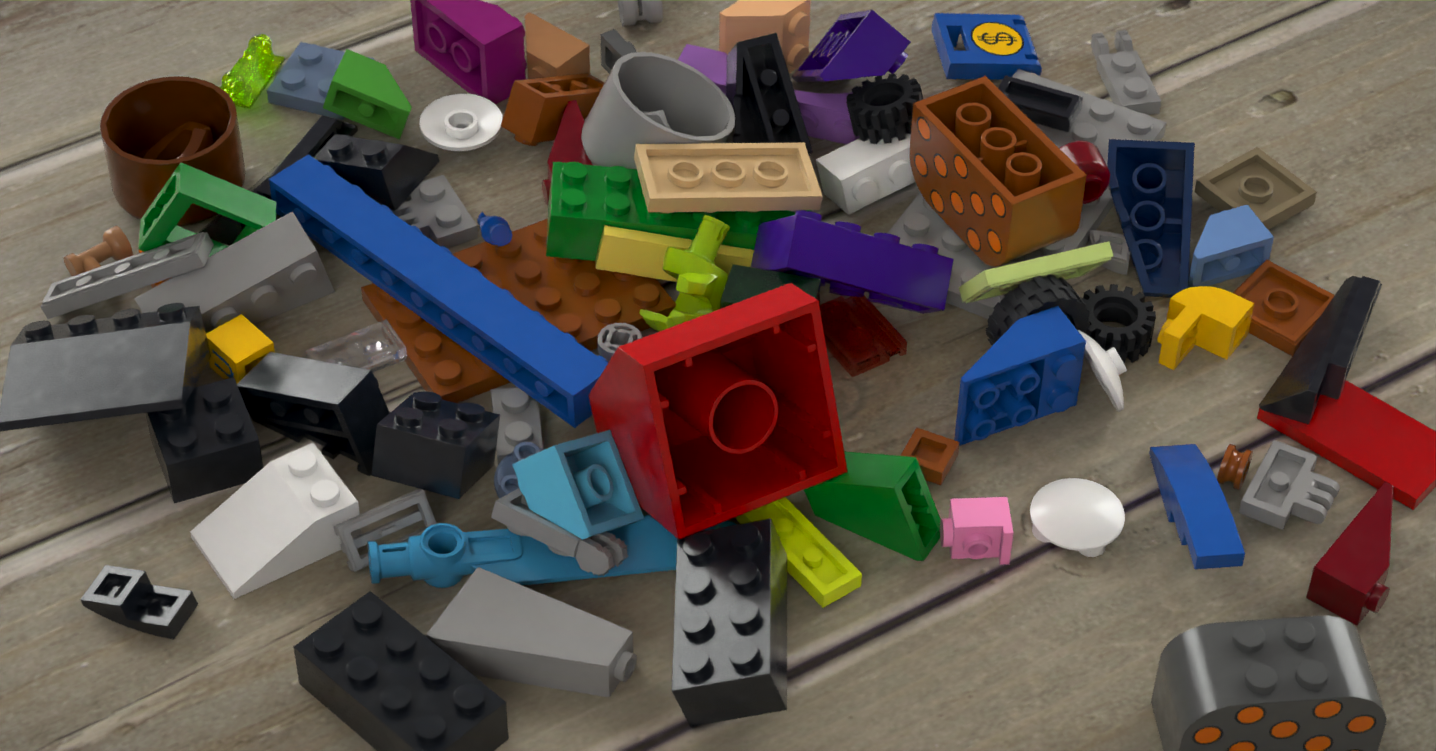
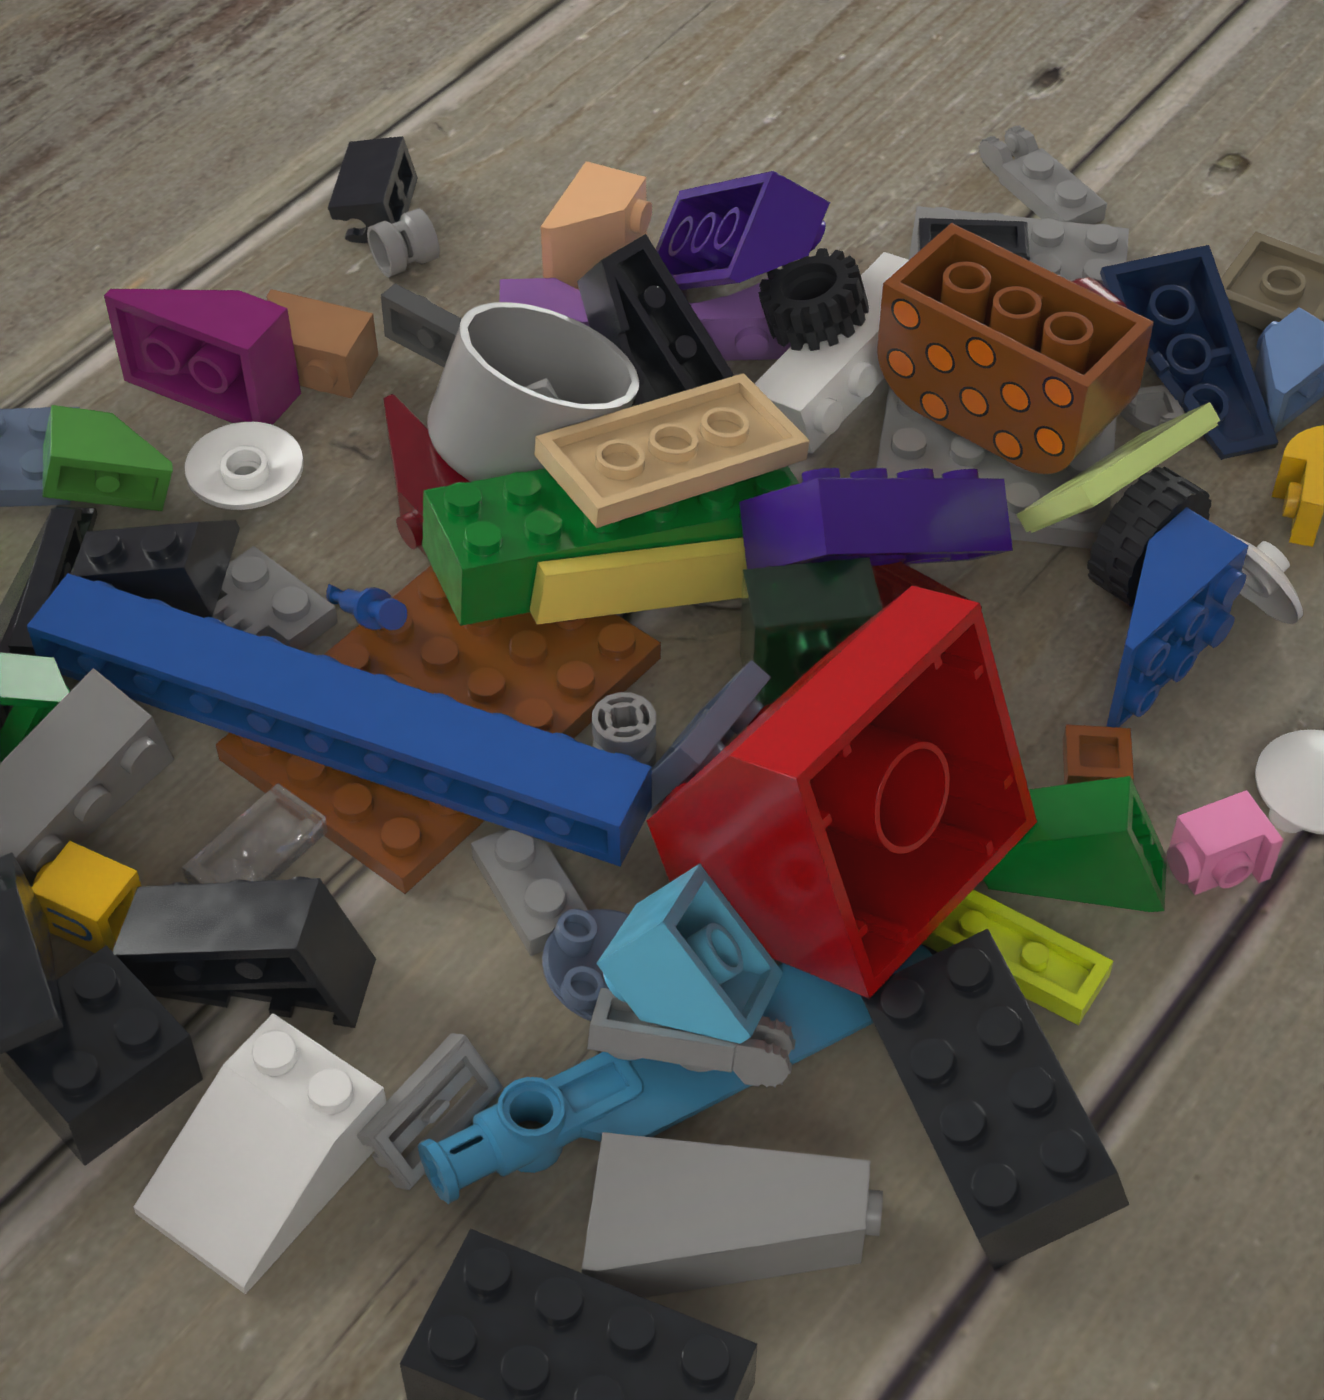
camera: 20 degrees left, 5 degrees up
(133, 601) = (105, 1356): black slope -> none
(436, 444) = (447, 958): black brick -> none
(539, 105) = (347, 410): dark orange slope -> none
(697, 277) = (698, 617): lime piece -> none
(993, 45) = (872, 179): blue container -> none
(1123, 309) = (1237, 489): black tyre -> none

